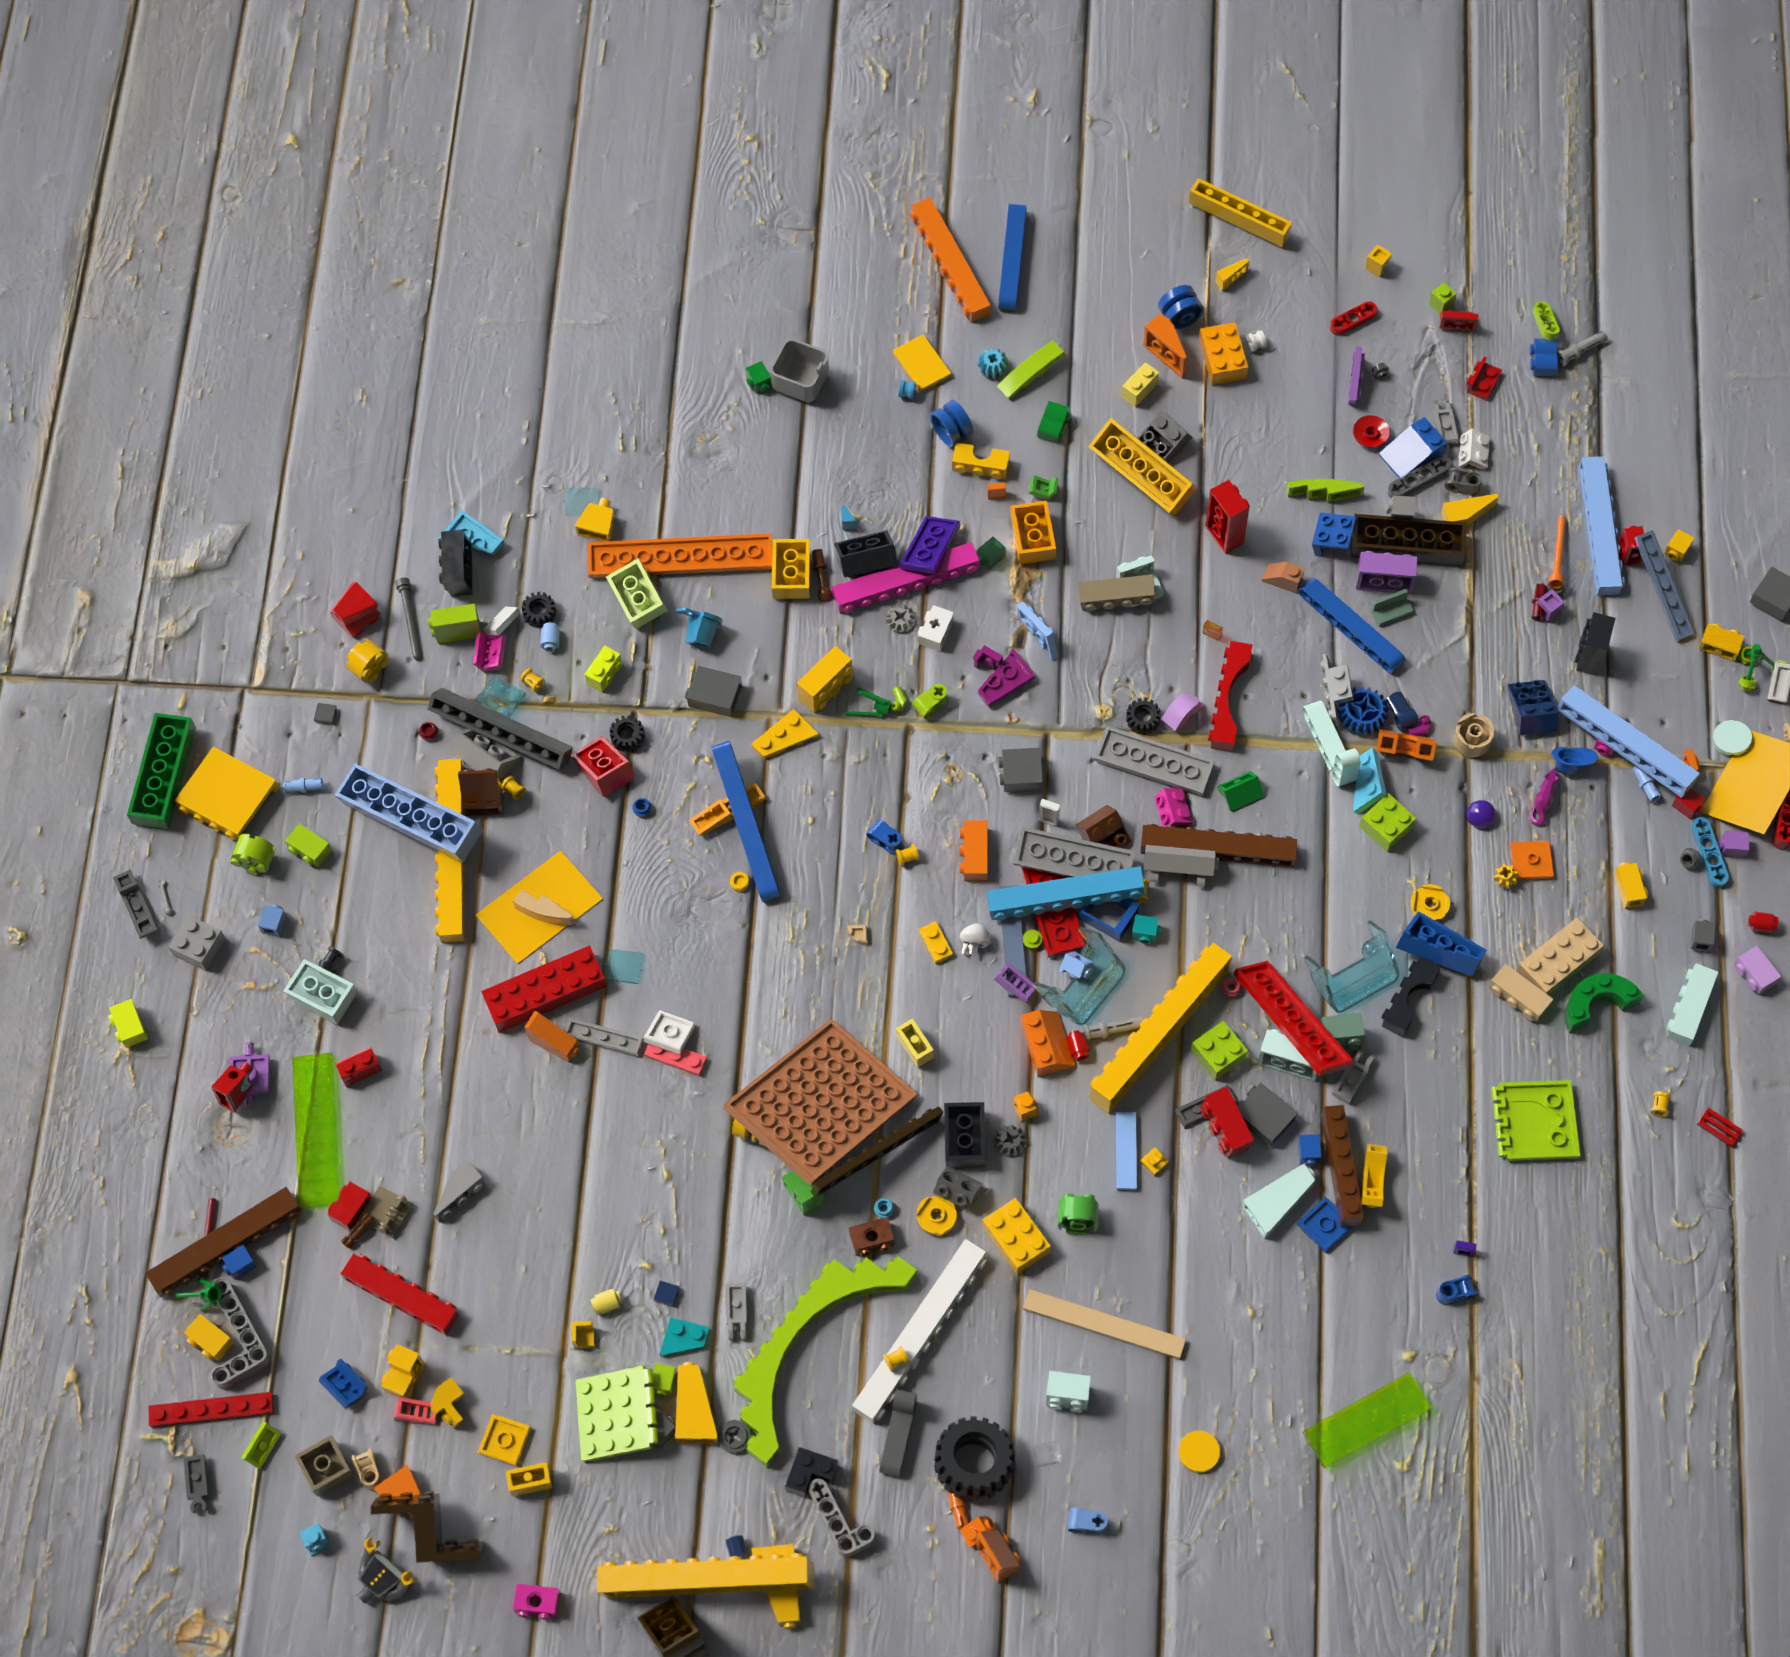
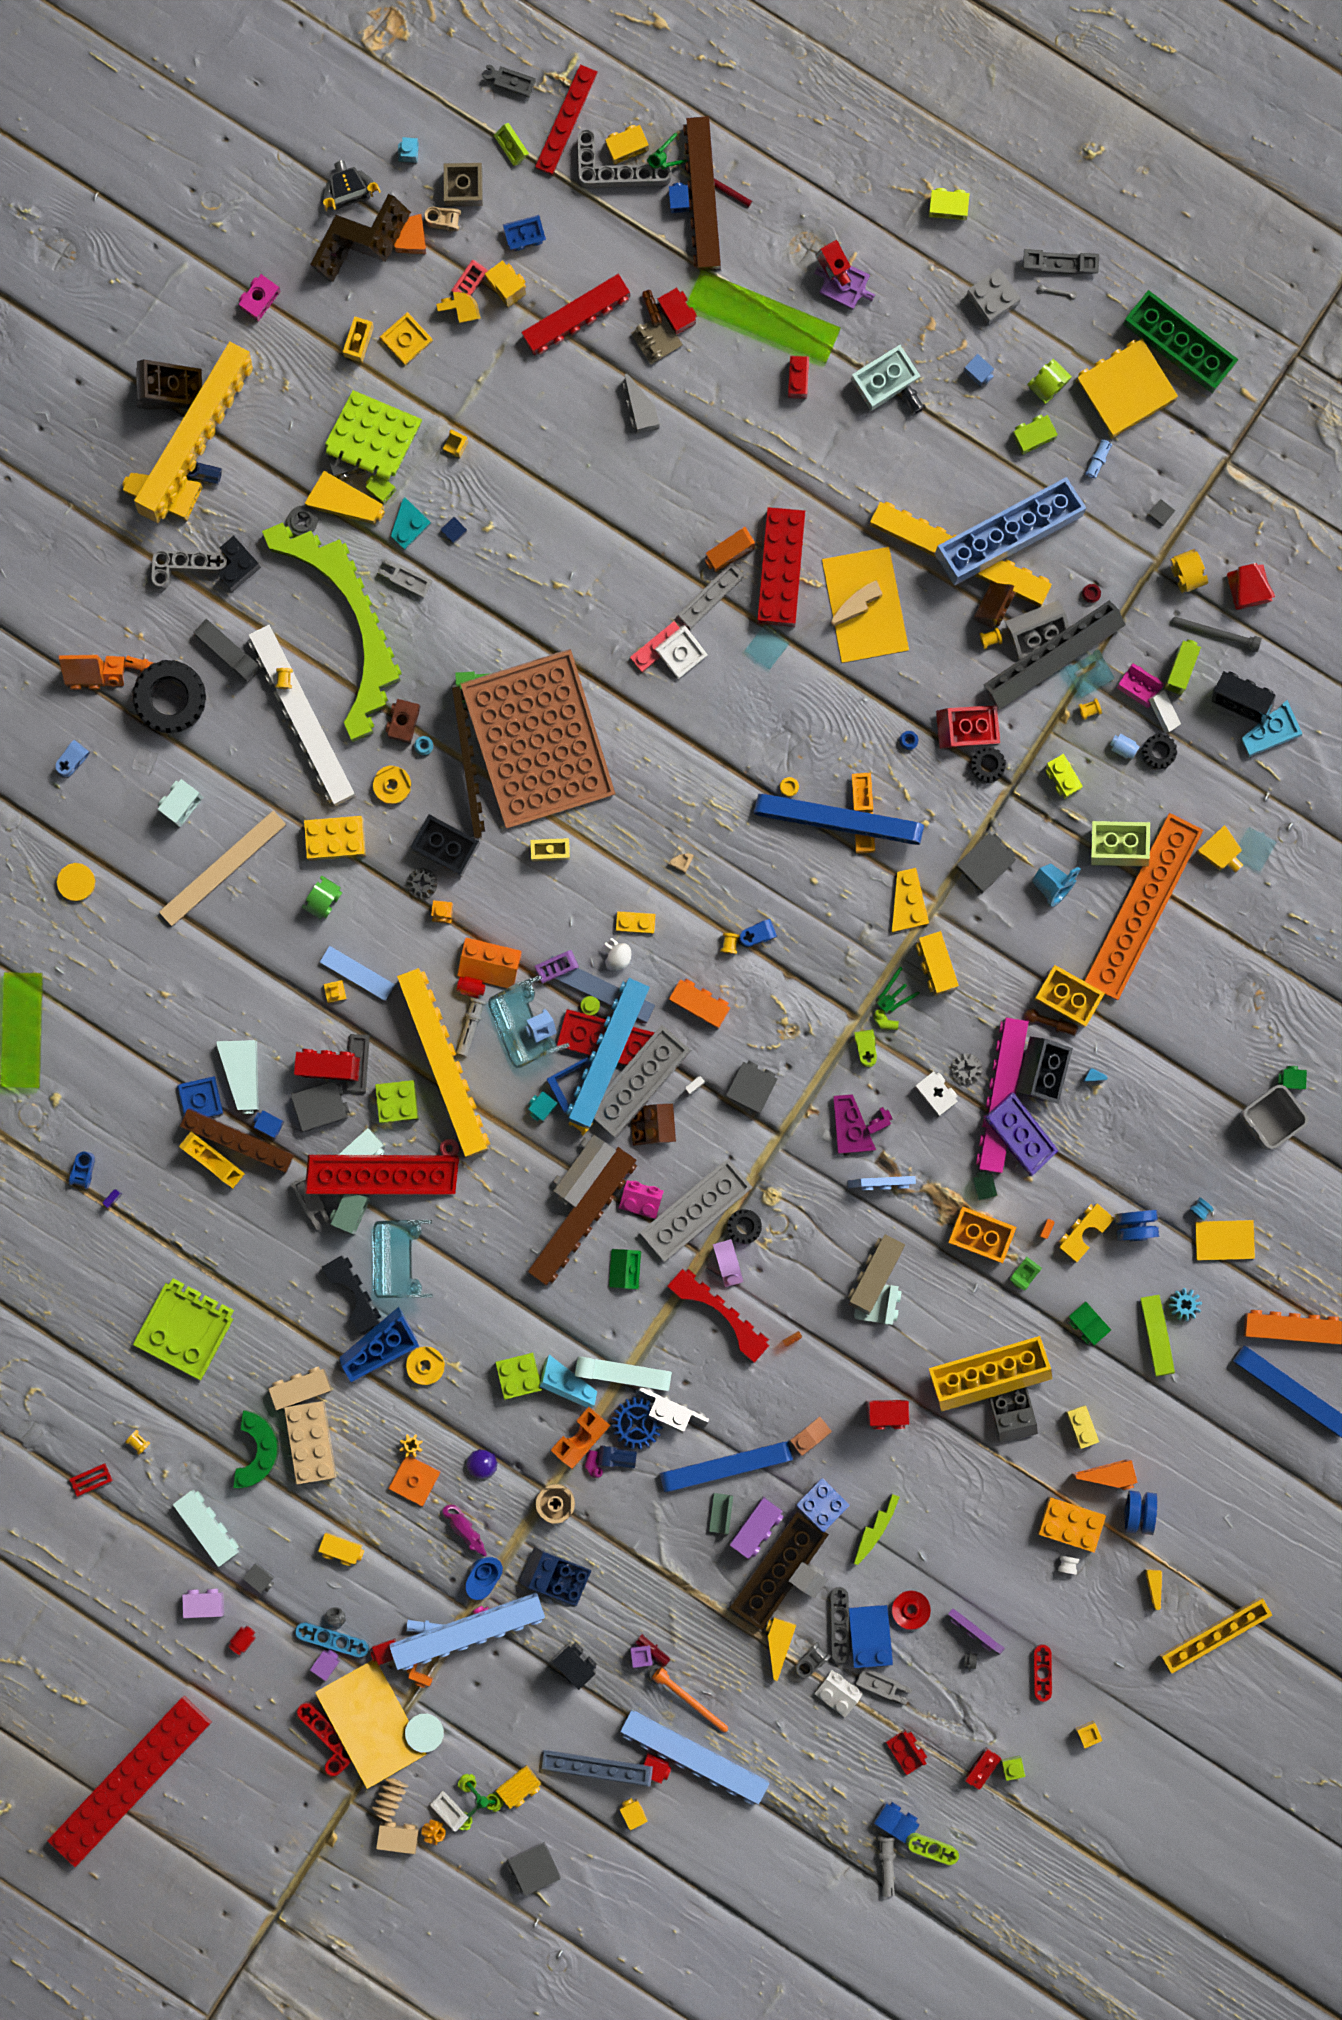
camera: 120 degrees right, 20 degrees up
(606, 1301) = (473, 477): light yellow brick -> none
(957, 1188) = (405, 817): dark grey brick -> none

